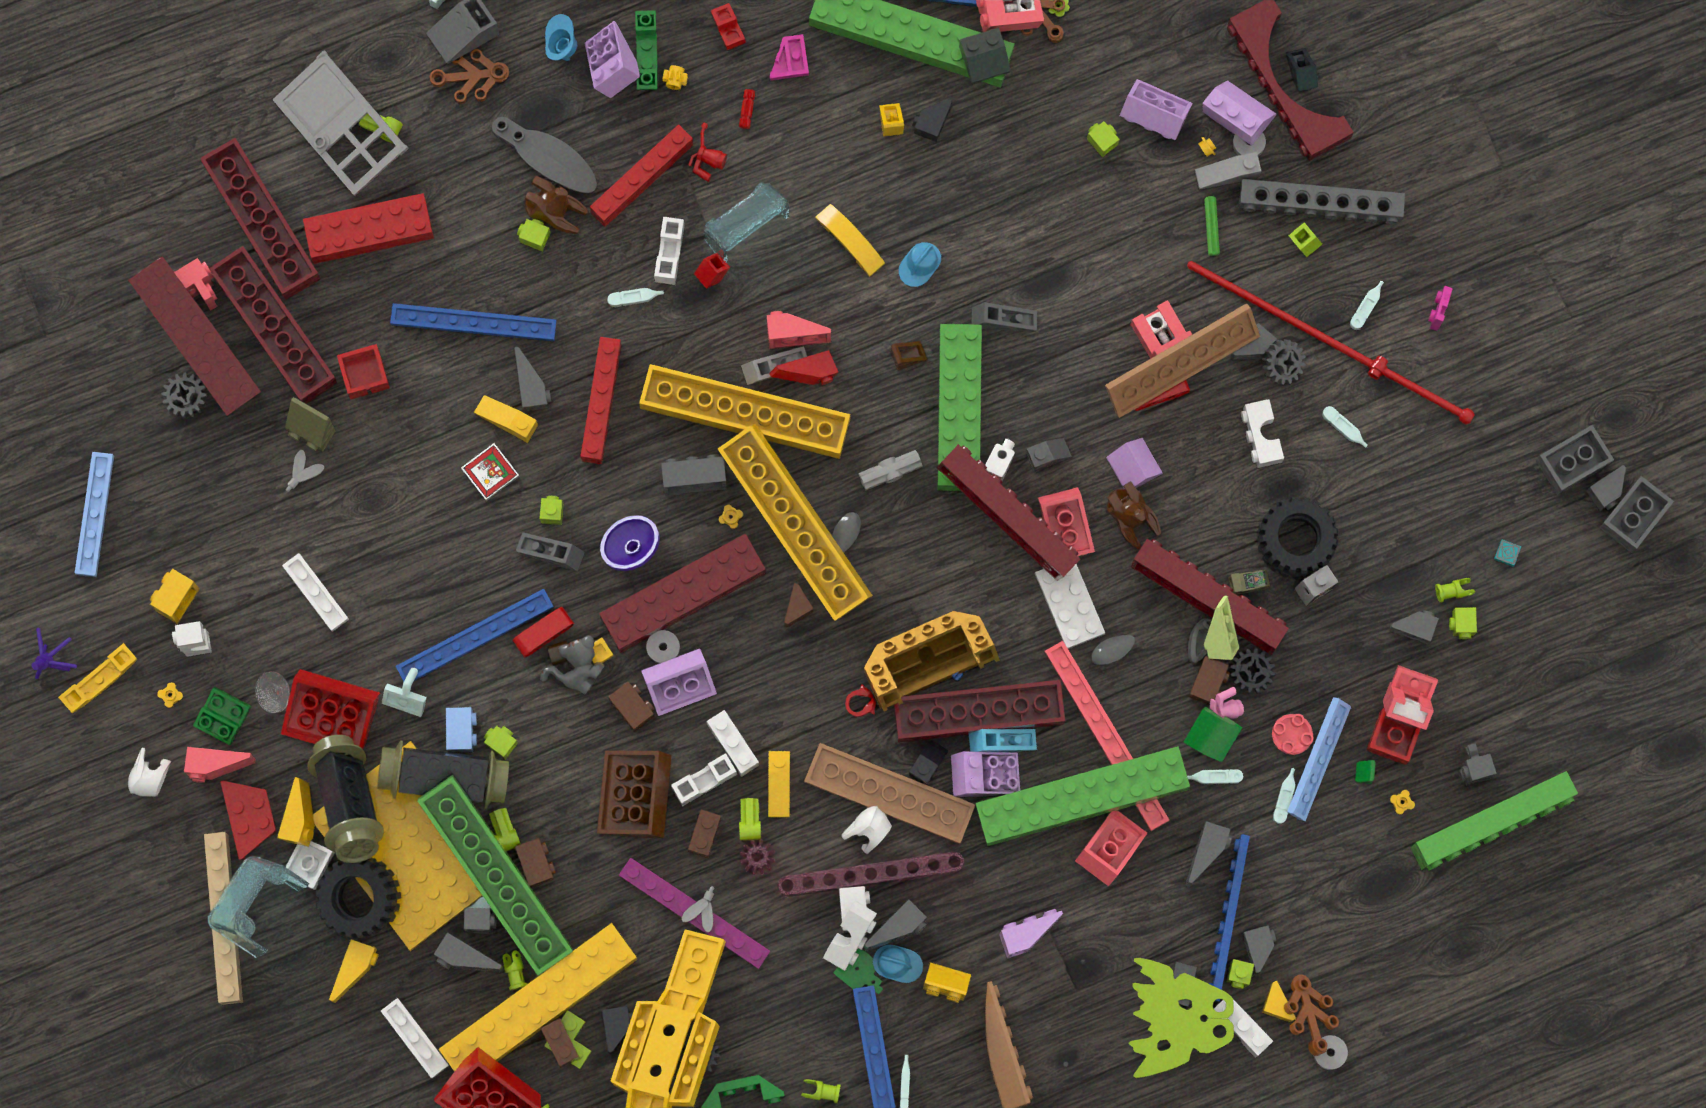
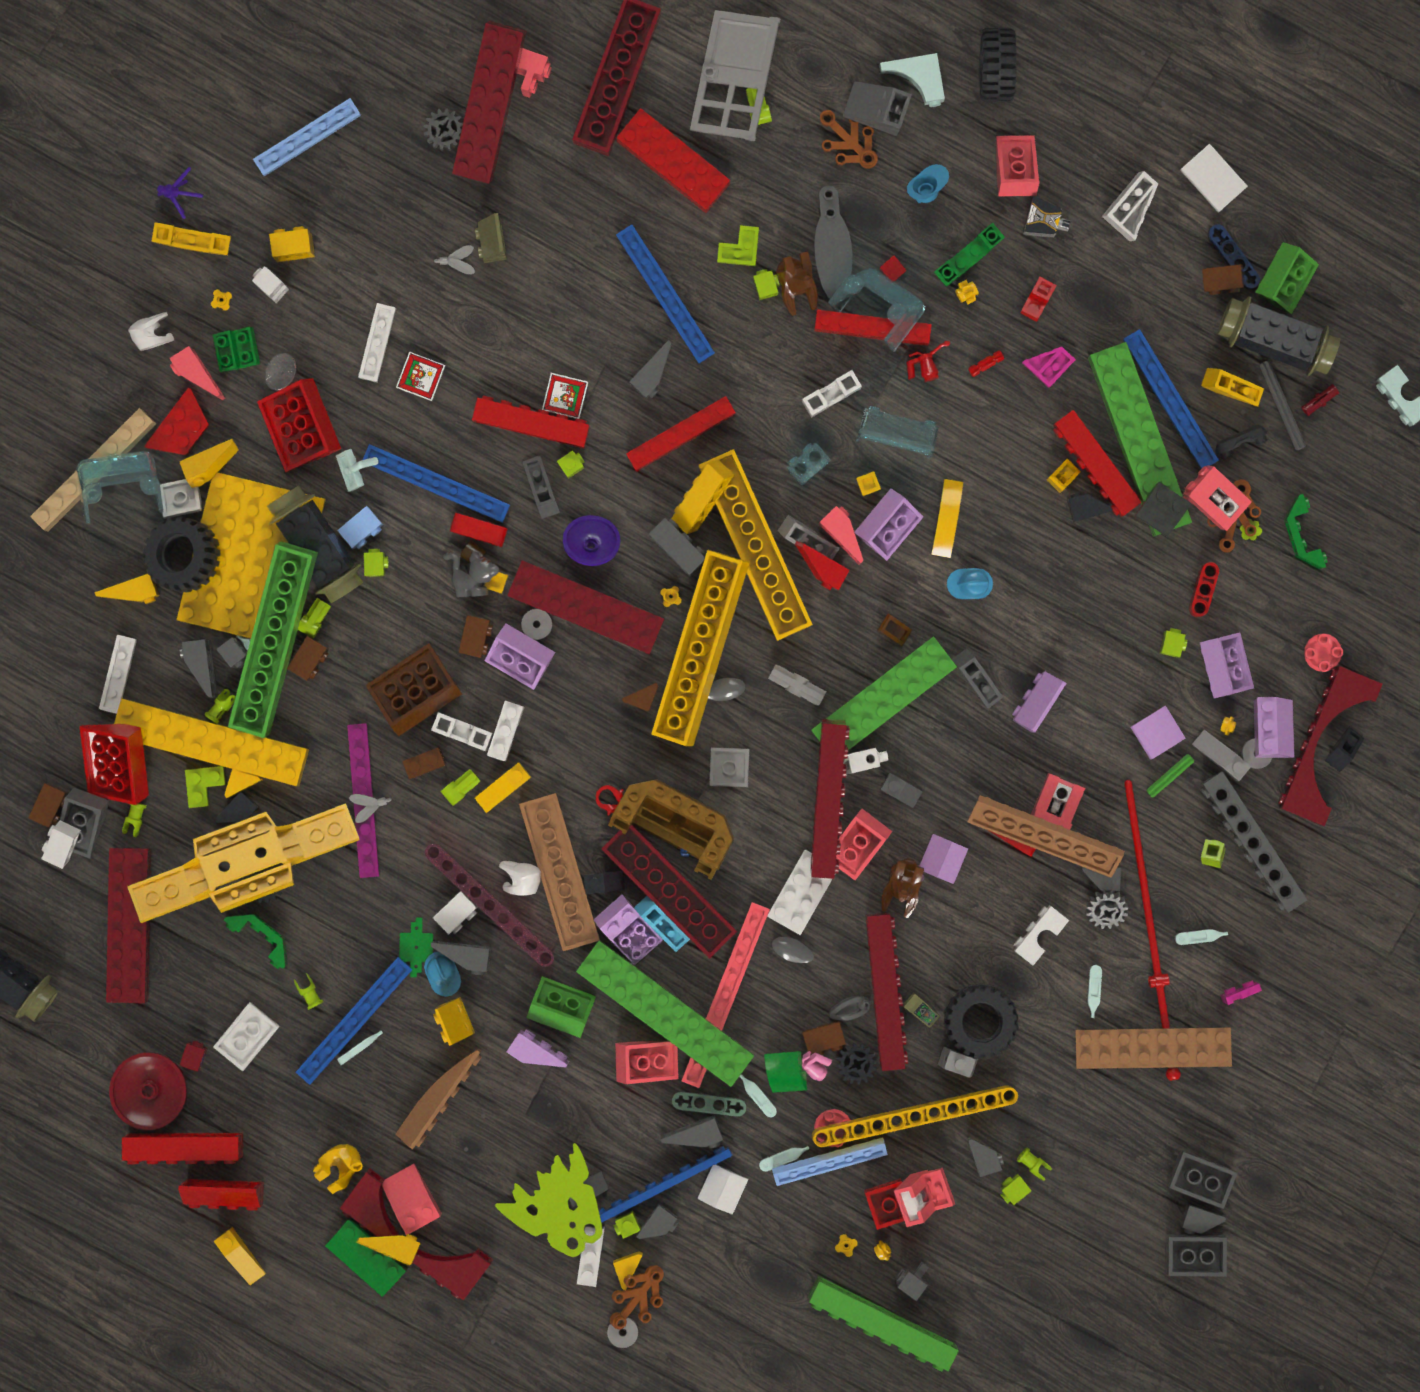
camera: 55 degrees right, 10 degrees up
(273, 325) = (545, 151): dark red brick -> none
(346, 798) = (241, 489): brick -> none
(363, 371) = (563, 244): red piece -> none
(374, 579) = (420, 376): none -> tile
(489, 516) = (531, 423): none -> red brick
(492, 231) = (742, 253): none -> lime plate
(507, 418) = (613, 375): yellow slope -> none
(560, 1043) = (193, 781): reddish brown brick -> none
(593, 1004) = (240, 781): none -> yellow slope
(606, 123) = (892, 268): none -> red slope
(611, 61) = (940, 235): lavender slope -> none
(632, 297) = (777, 393): light aqua piece -> none
(647, 132) = (905, 307): none -> clear light blue windscreen
(668, 419) = (702, 496): none -> yellow brick
(711, 270) = (841, 436): red brick -> none
(716, 316) = (811, 467): none -> clear light blue brick
(762, 862) = (439, 807): clear pink gear -> none
(768, 280) = (868, 483): none -> yellow plate
(816, 289) = (888, 524): none -> lavender slope
(843, 949) = (443, 925): white arch -> none
(903, 83) = (1096, 463): none -> red brick
(914, 581) = (729, 767): none -> light grey tile
(1007, 883) = (561, 1007): none -> bright green slope
(1064, 282) = (1038, 701): none -> lavender slope
(1083, 87) = (1210, 582): none -> red beam
(1167, 207) = (1158, 732): none -> lavender slope
(1189, 823) = (709, 1100): none -> sand green beam
(1207, 25) = (1323, 652): none -> coral dish
(1221, 637) = (861, 1024): yellowish green slope -> none
(1272, 869) = (722, 1189): none -> white slope
(1328, 662) = (924, 1117): none -> yellow beam
(1365, 771) = (847, 1201): green slope -> none
(1431, 414) = (1153, 1048): none -> medium nougat plate
(1431, 774) = (882, 1251): none -> yellow plate
(1507, 553) = (1093, 1181): tile -> none

